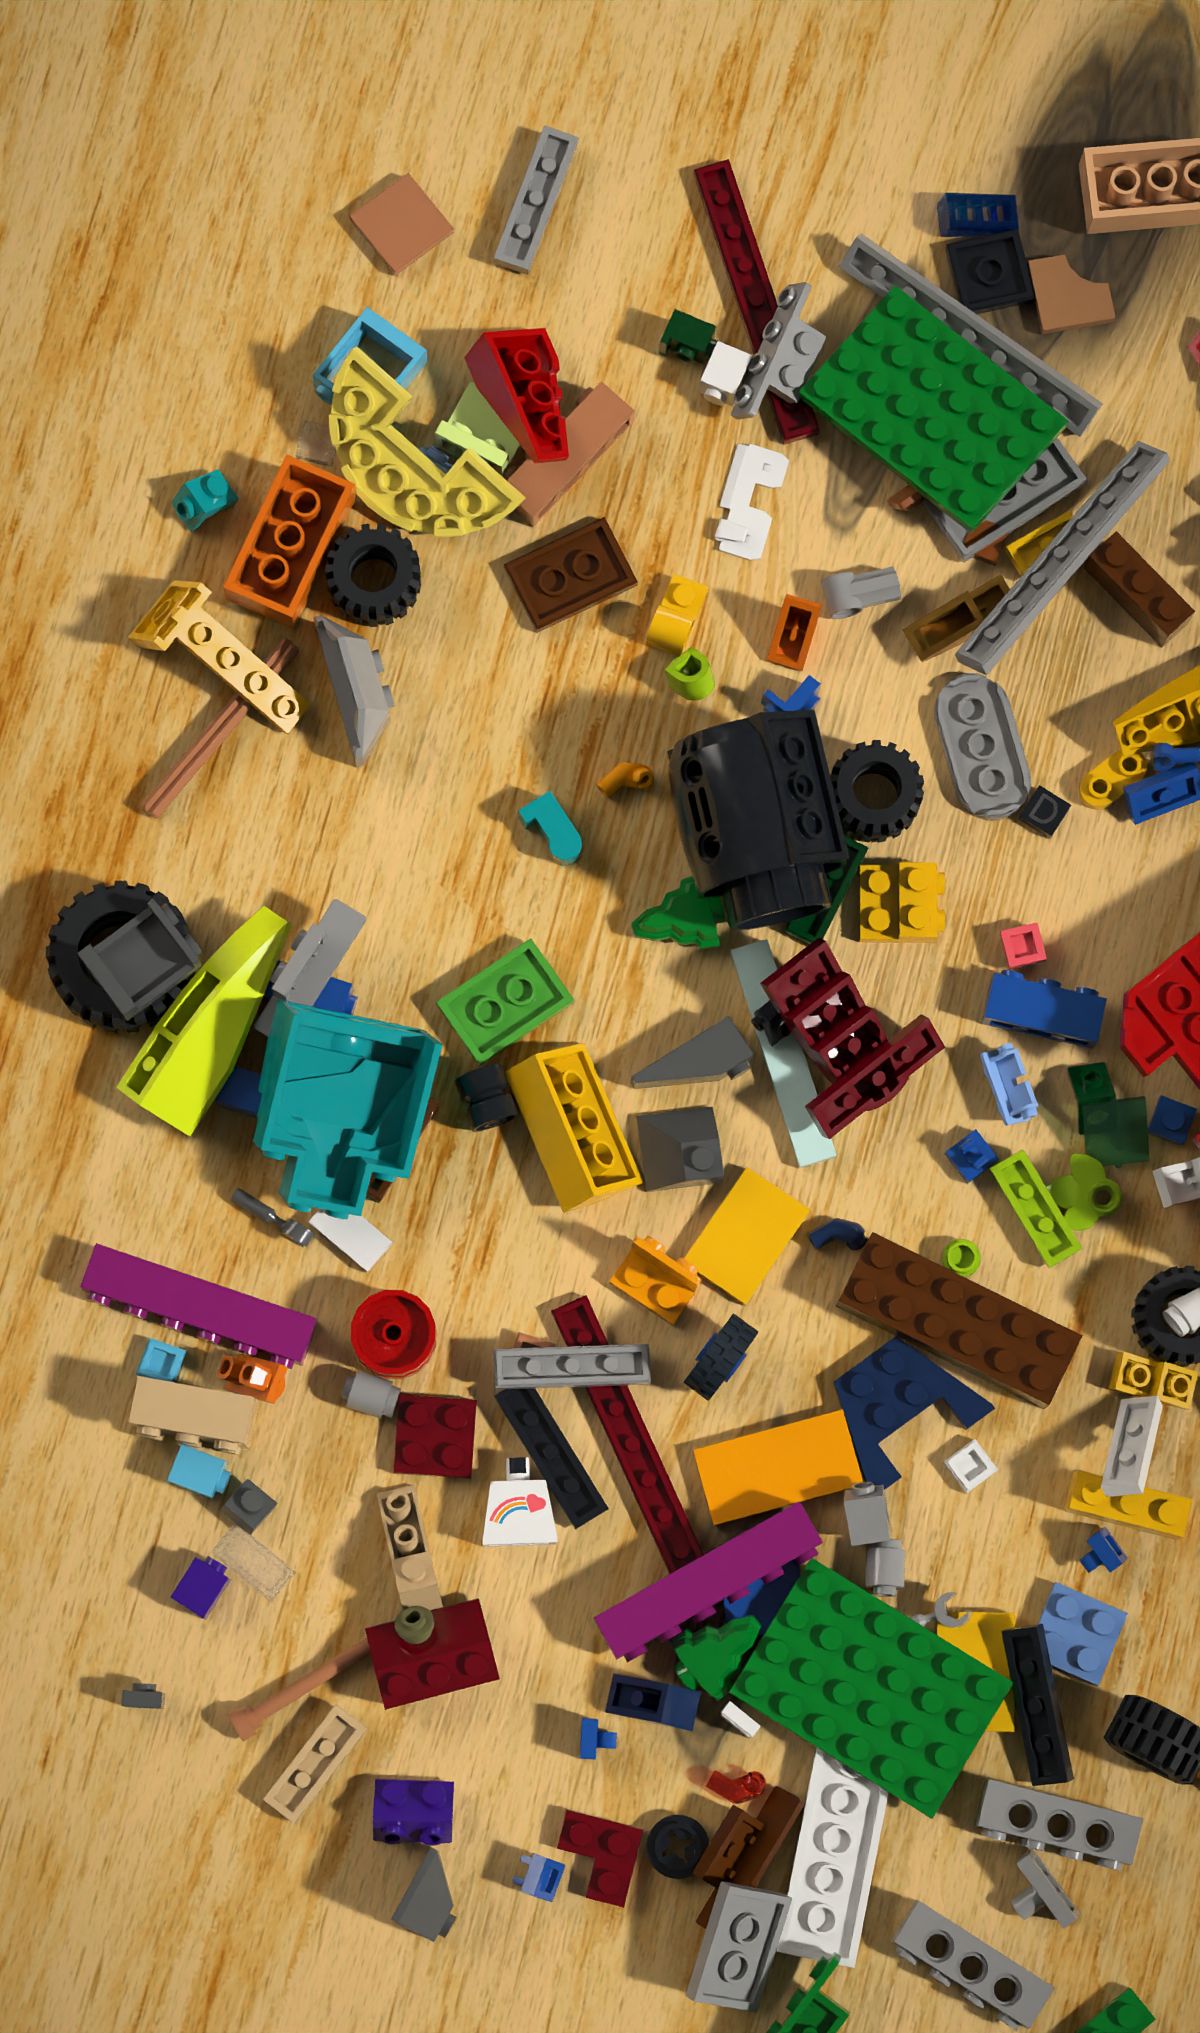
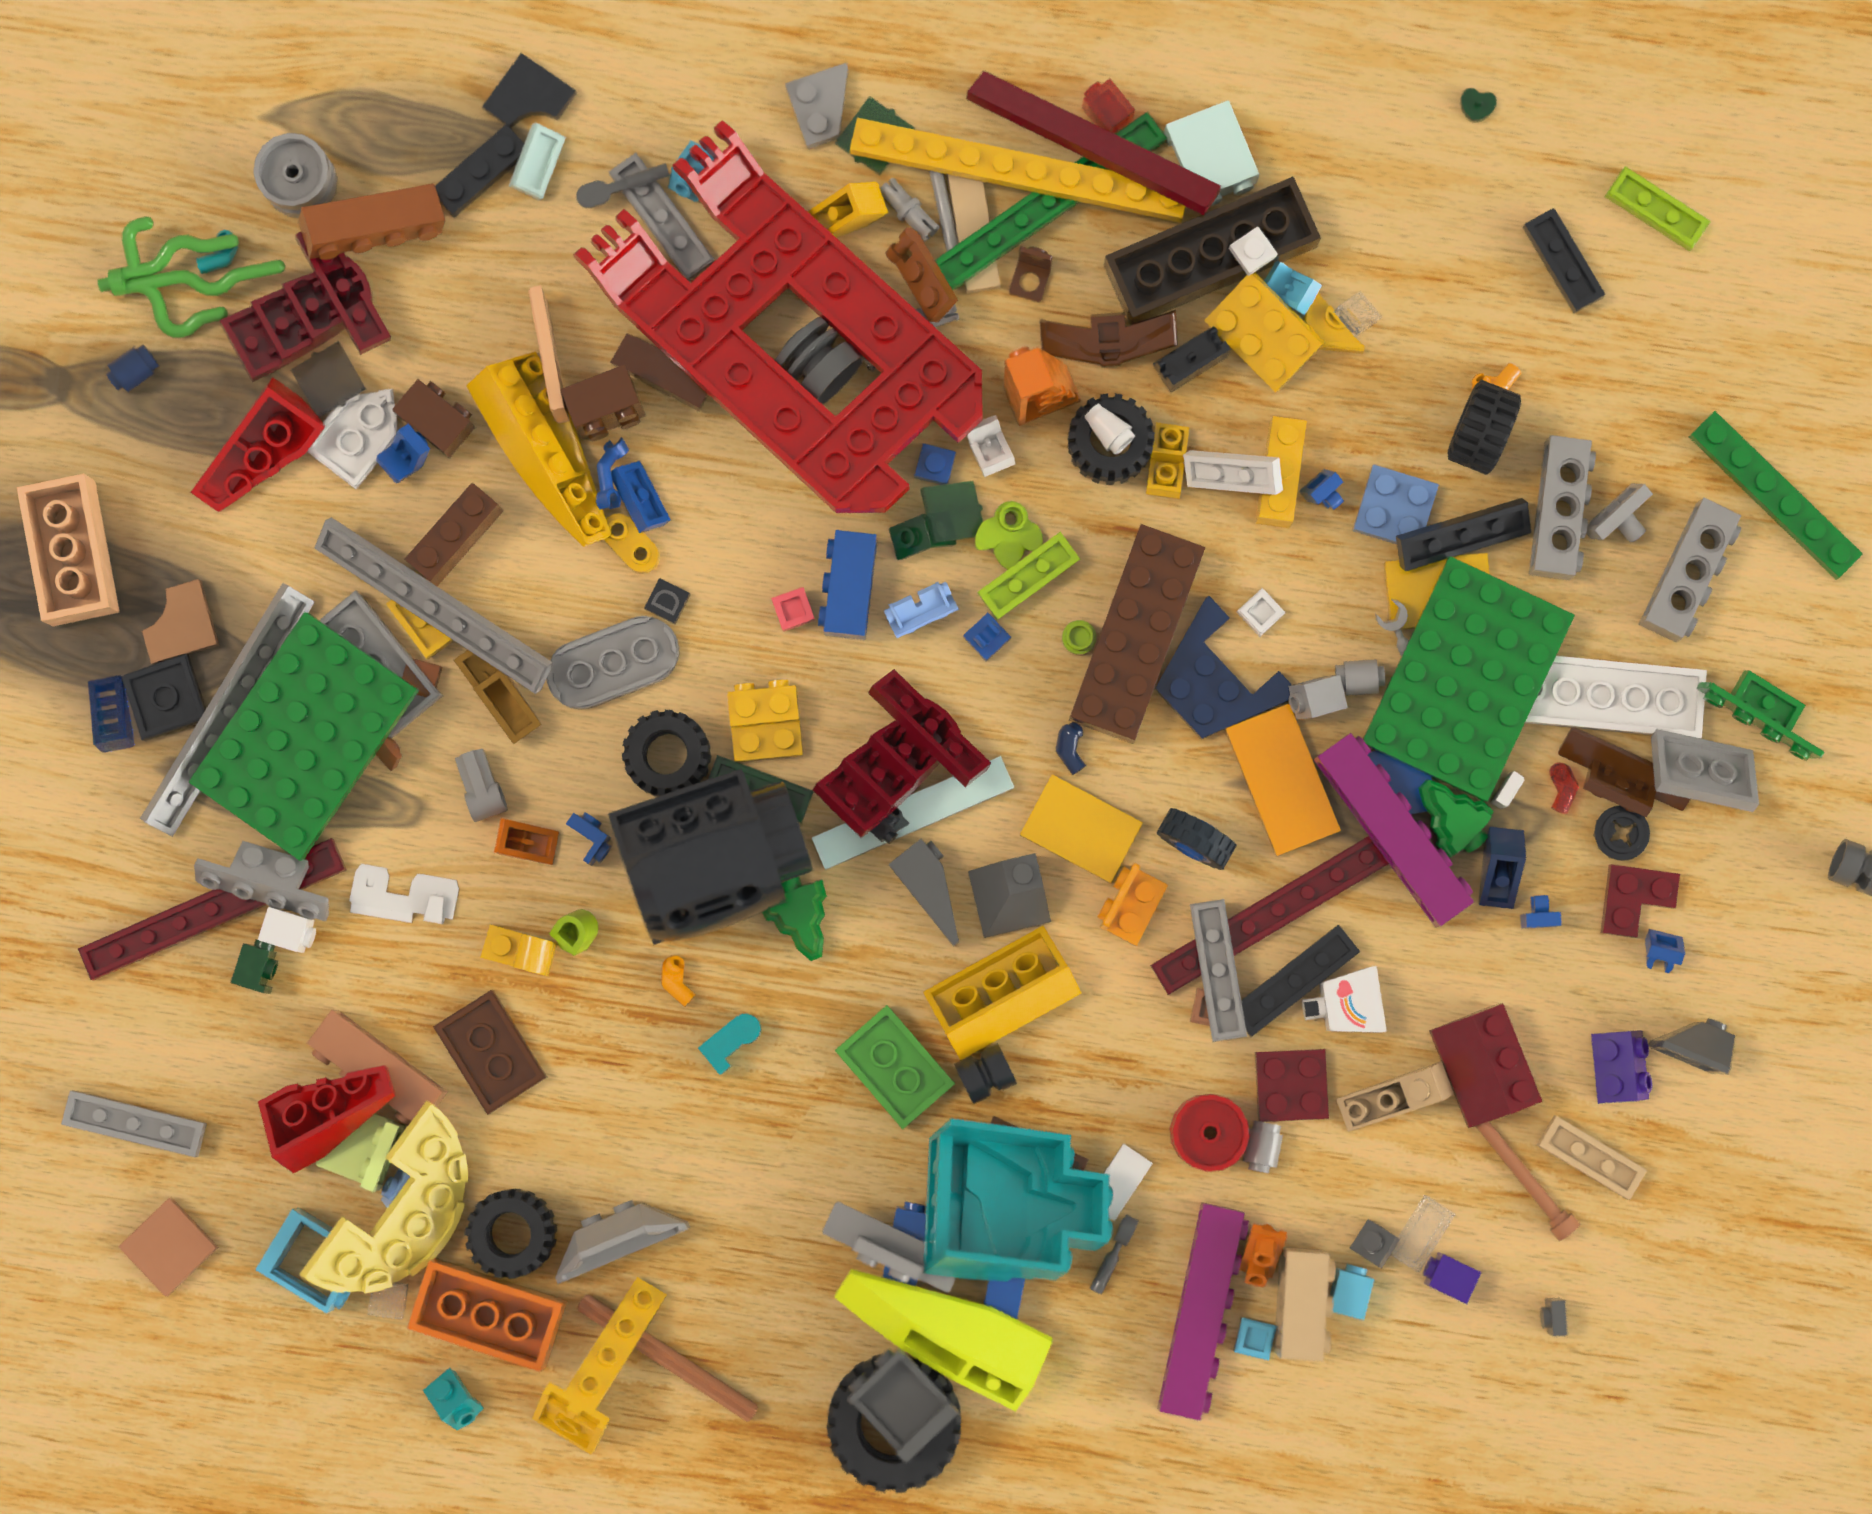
camera: 85 degrees left, 5 degrees up
(418, 1631) = (1471, 1080): olive plate -> none

